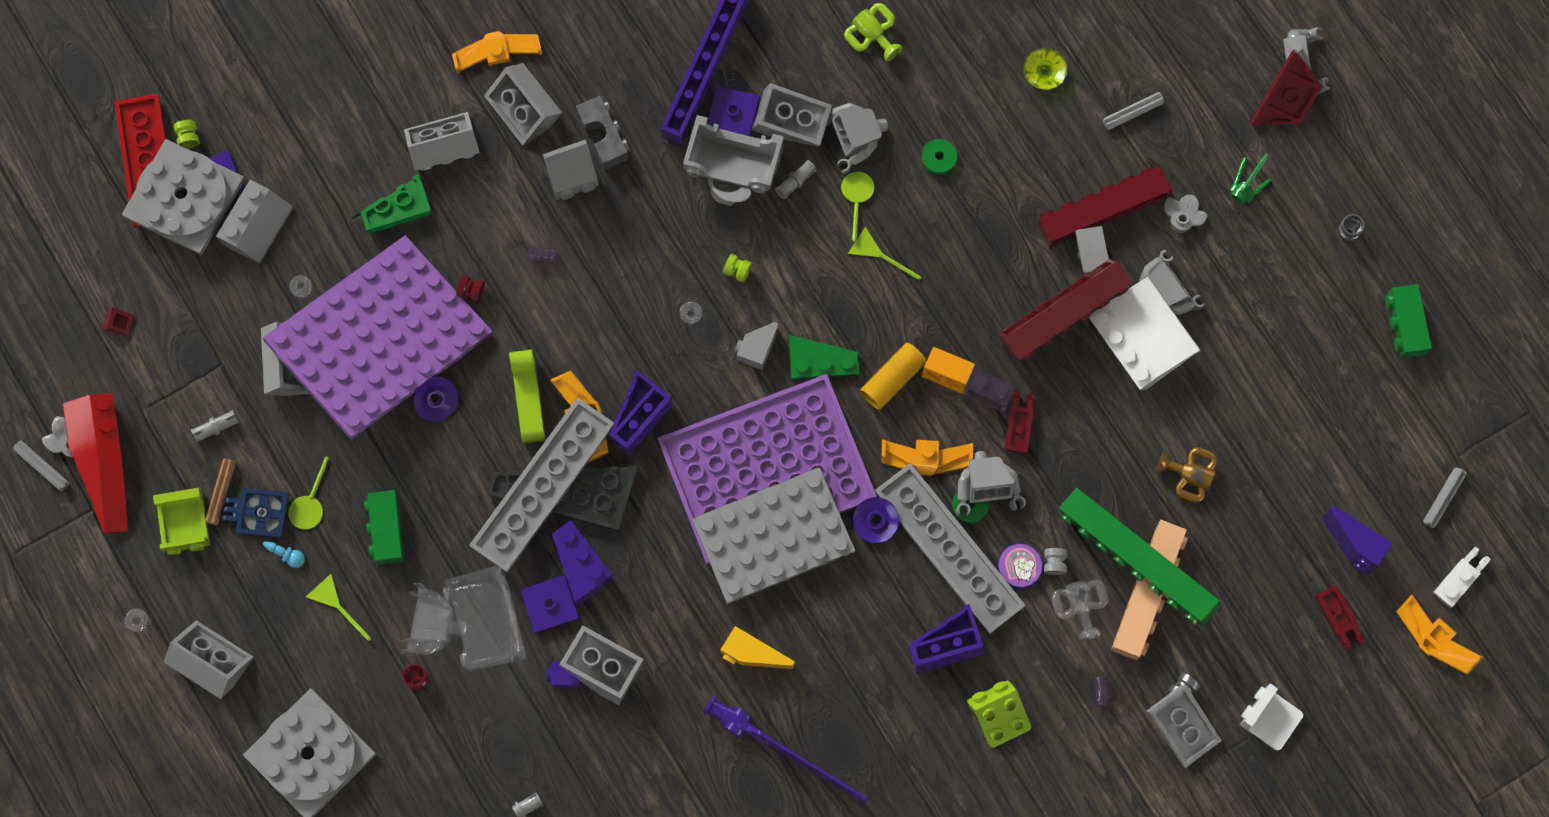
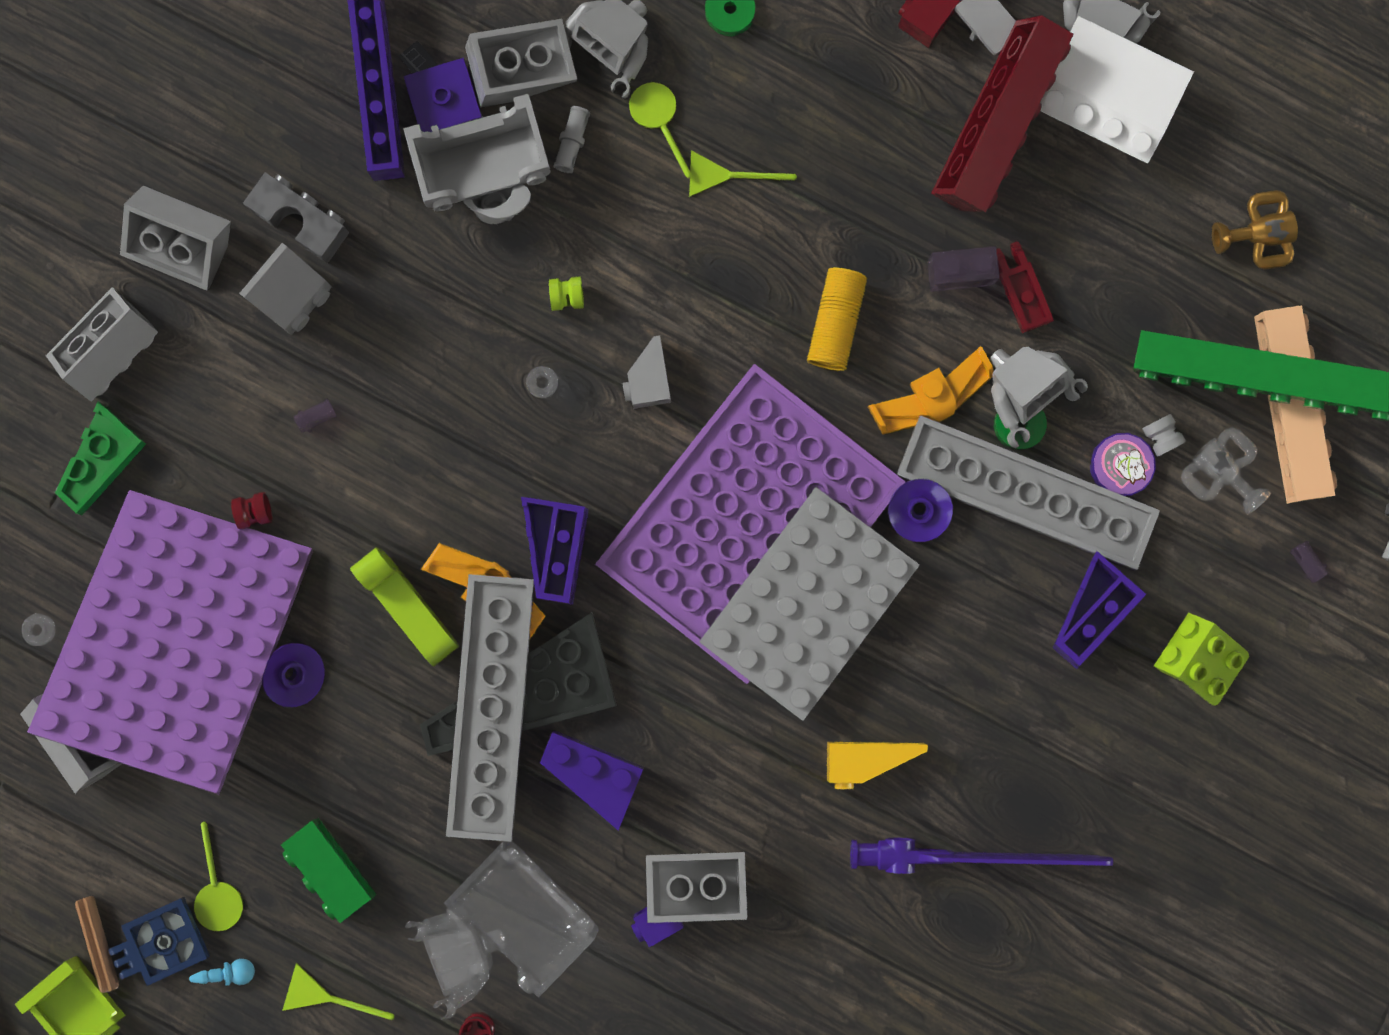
camera: 30 degrees left, 10 degrees up
(214, 426) = (38, 868): light grey pin -> none
(496, 49) = (98, 186): light orange plate -> none
(549, 604) = (586, 845): dark purple plate -> none
(814, 359) = (732, 351): green wing -> none
(947, 370) = (898, 272): light orange hinge -> none

